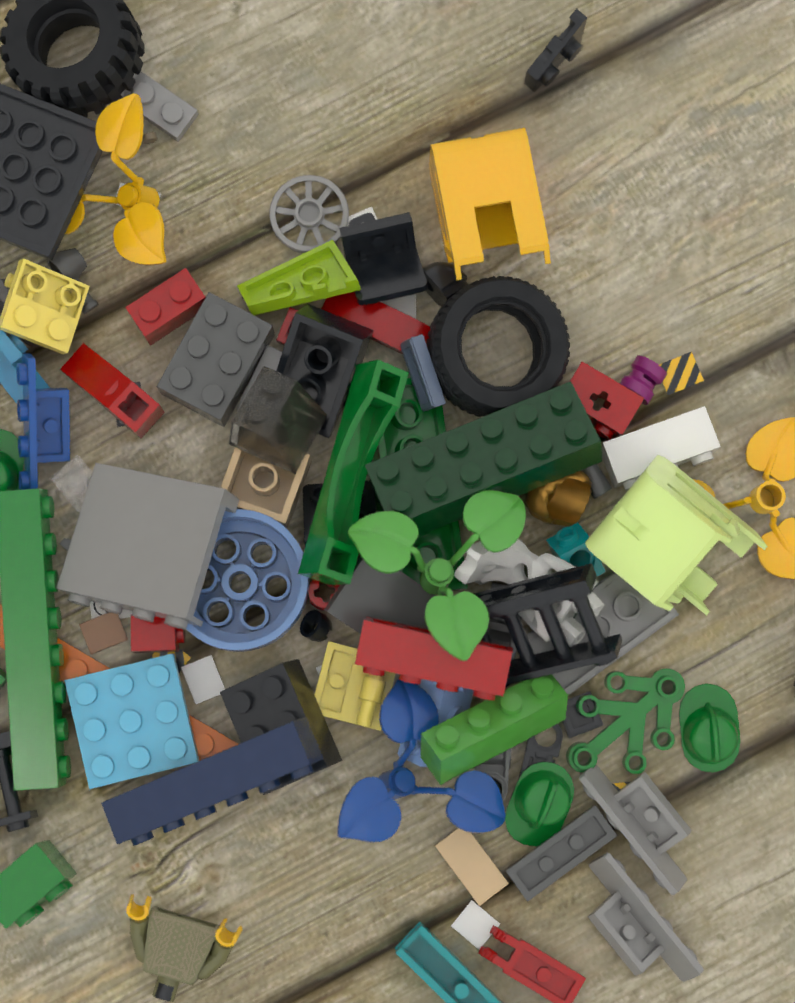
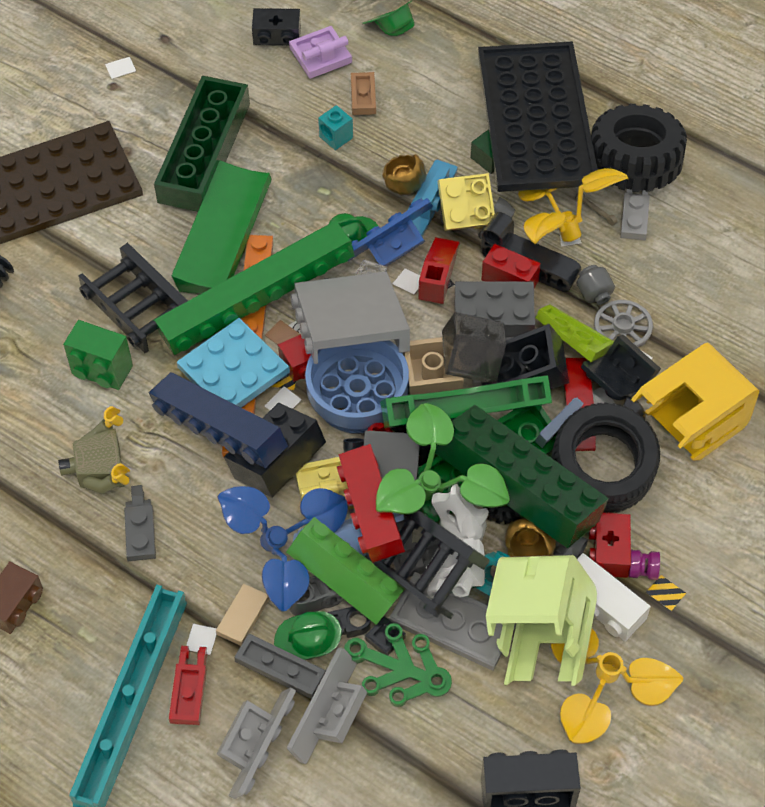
camera: 65 degrees right, 25 degrees down
(105, 435) = (408, 281): none -> white sticker
(190, 249) = (555, 268): none -> black beam
(242, 216) = (595, 284): none -> dark grey head
(292, 933) = (139, 526): none -> dark grey hinge
(709, 728) = (423, 729): green piece -> none

